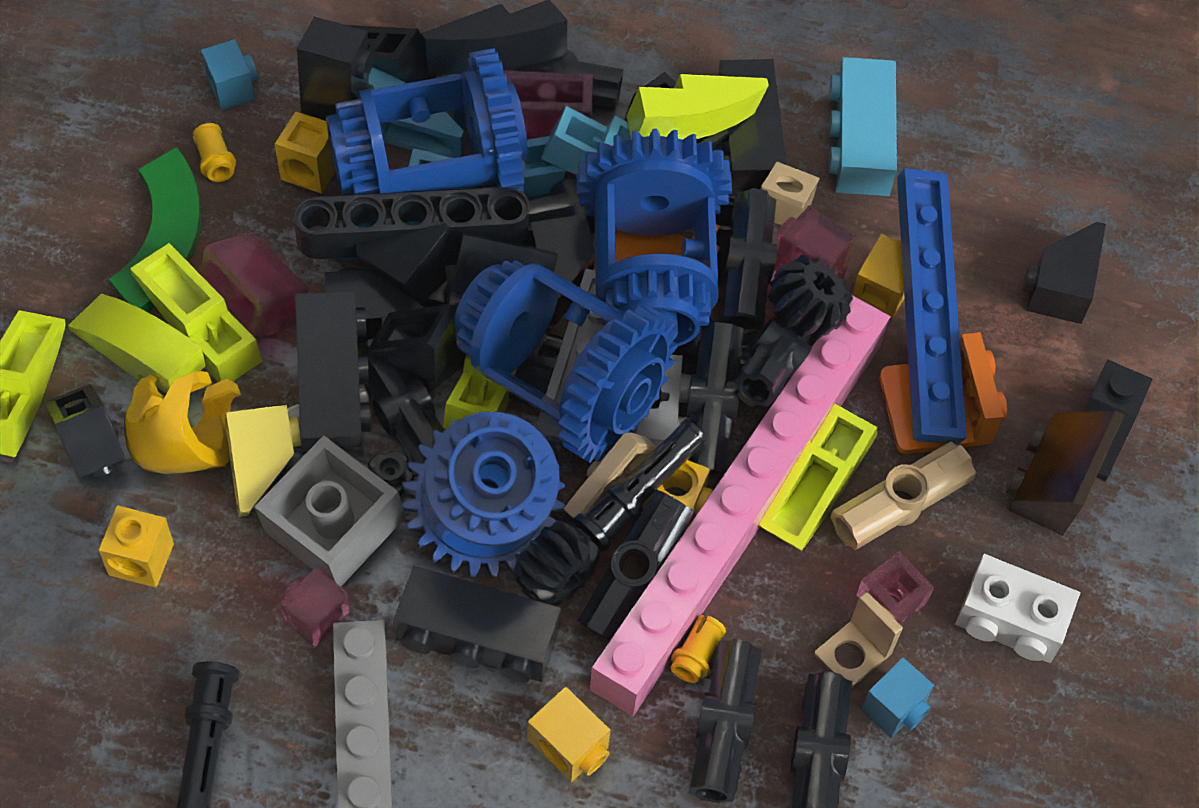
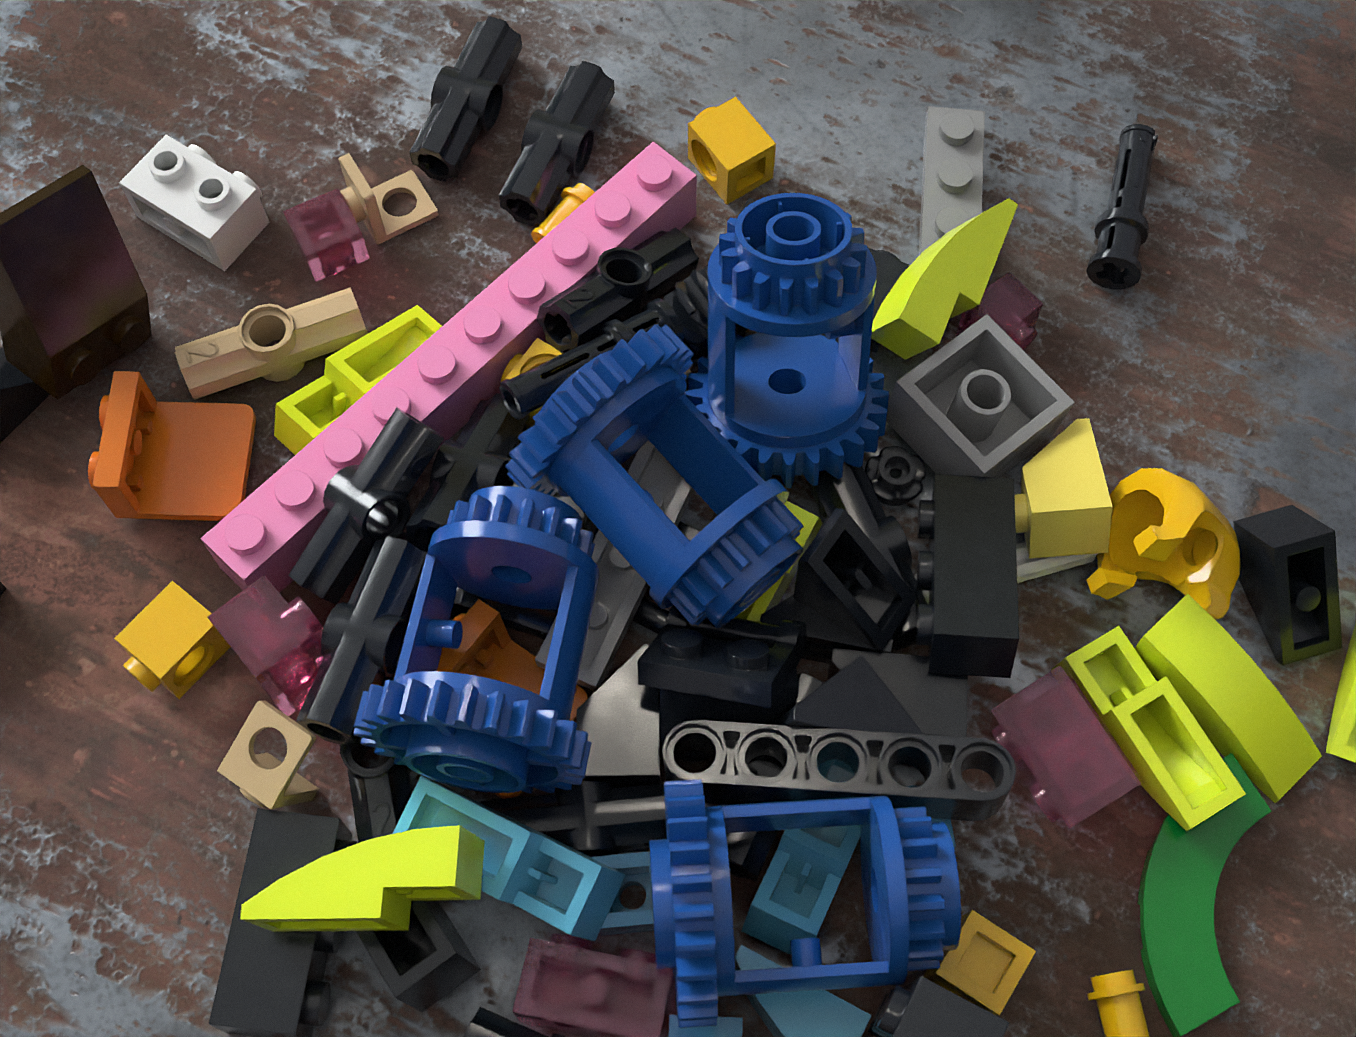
camera: 165 degrees left, 5 degrees up
(136, 546) = (1213, 414): yellow brick -> none
(365, 601) = (942, 283): none -> neon yellow slope
(810, 297) = (304, 535): black gear -> none
(863, 126) = (107, 901): medium azure brick -> none
(898, 698) = (366, 132): dark azure plate -> none
(931, 307) = (133, 559): blue plate -> none

